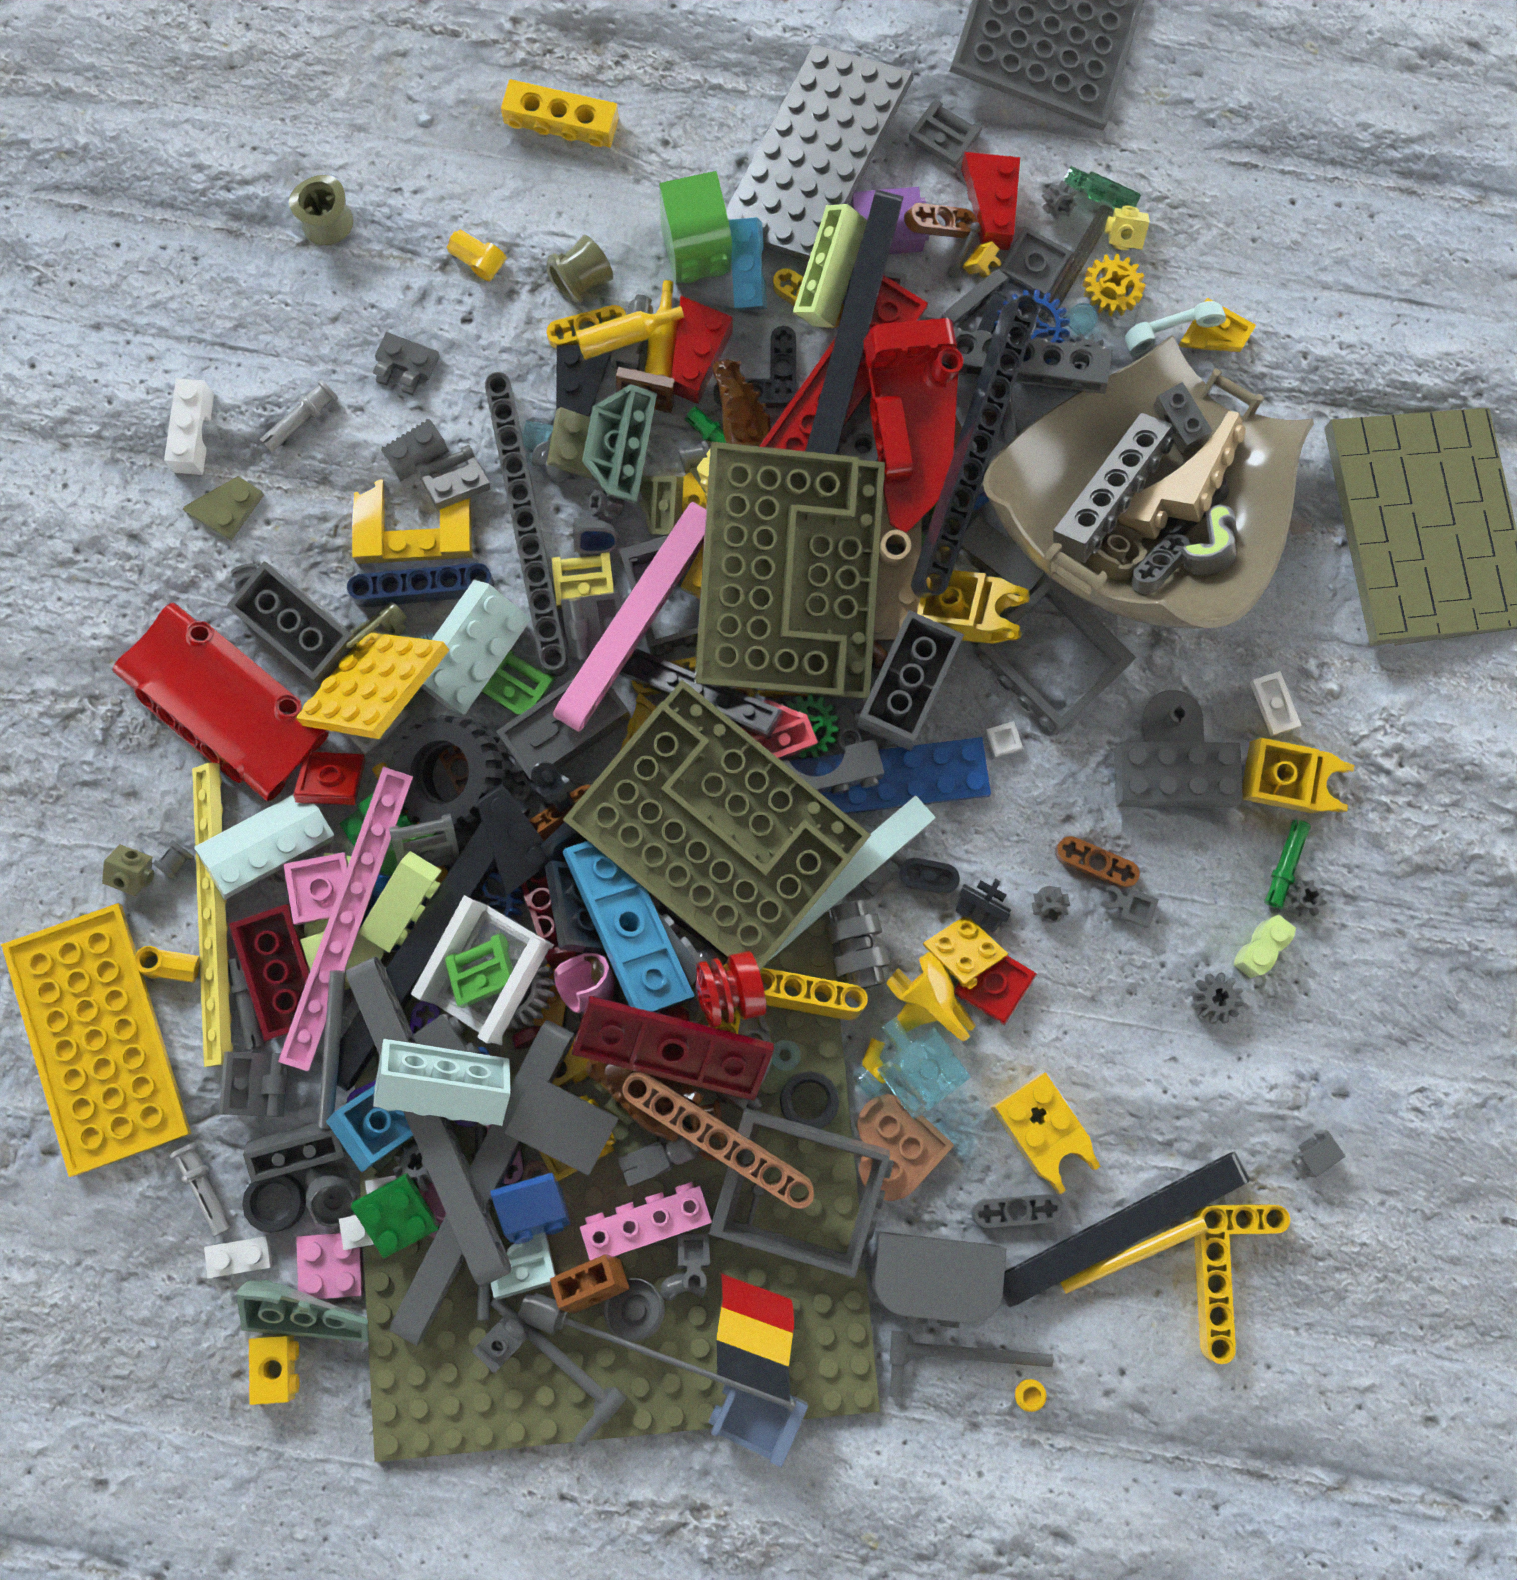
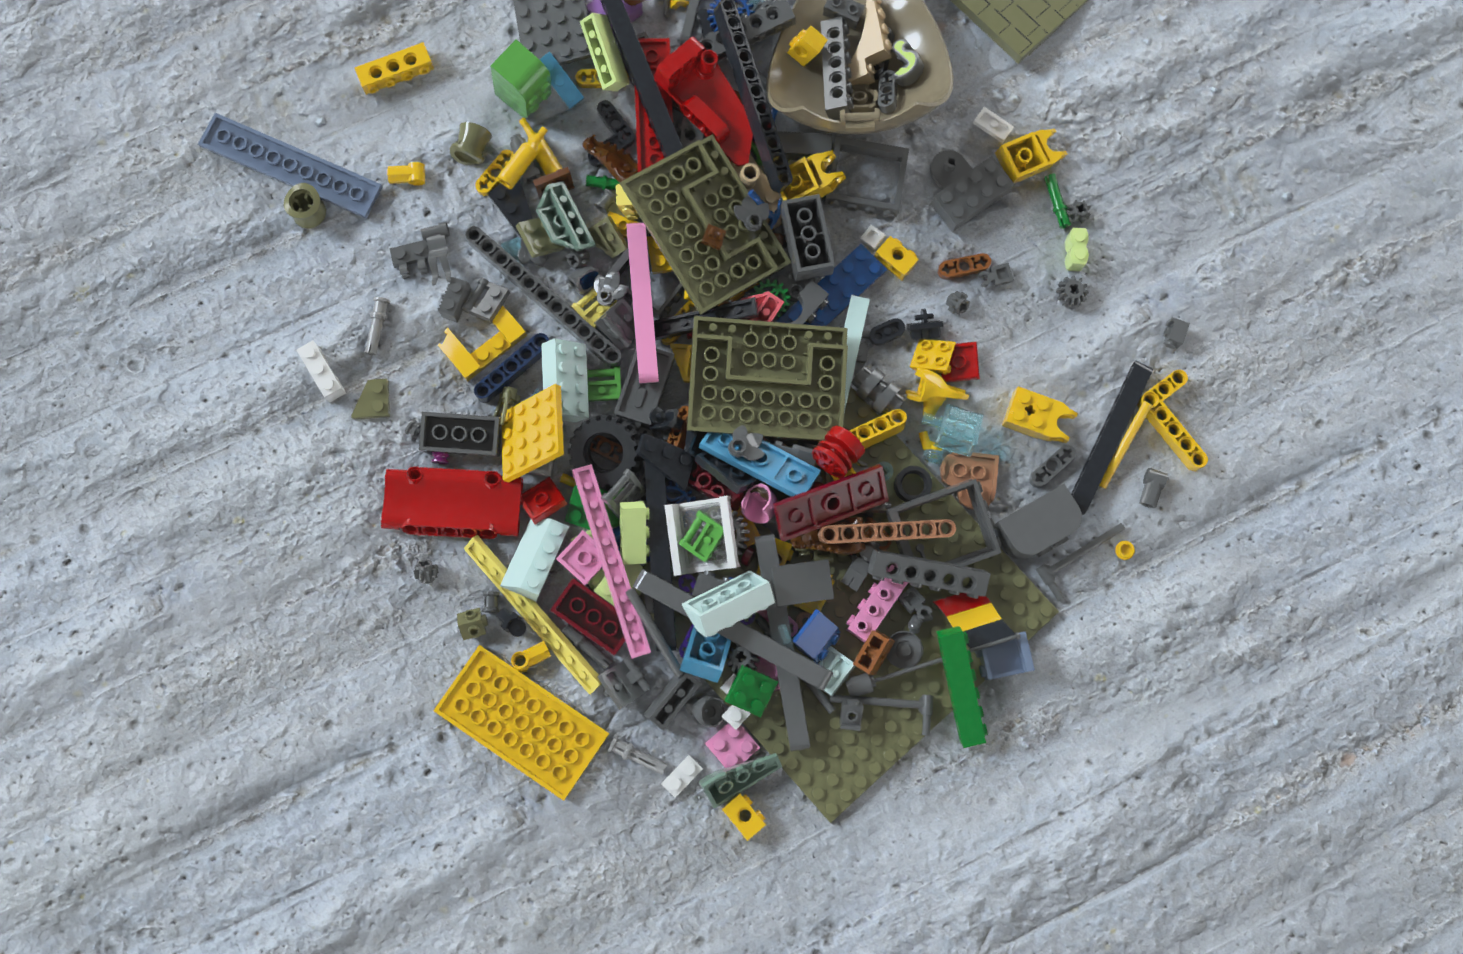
camera: 40 degrees left, 0 degrees up
(124, 764) = (426, 571): none -> dark grey gear
(174, 903) = (511, 622): none -> black hips
(249, 635) = (440, 458): none -> magenta bush
(264, 1225) = (684, 749): black tyre -> none
(346, 149) = (290, 164): none -> sand blue plate
(442, 373) = (437, 249): none -> dark grey flag
(486, 1175) = (784, 634): none -> clear light blue tile
(614, 566) = (609, 285): none -> dark grey plate
(626, 892) = (747, 442): none -> dark grey plate
(667, 1416) = (961, 686): none -> green brick
(698, 345) = (564, 142): red wedge -> none
(733, 1217) = (977, 578): none -> dark grey brick
(784, 595) = (713, 237): none -> reddish brown tile
(862, 596) = (750, 211): none -> dark grey plate
(884, 599) = (773, 217): none -> blue piece
(1010, 805) = (899, 268): none -> yellow brick
(1096, 430) = (806, 45): none -> yellow brick
(1137, 1335) = (1153, 483): none -> dark grey piece

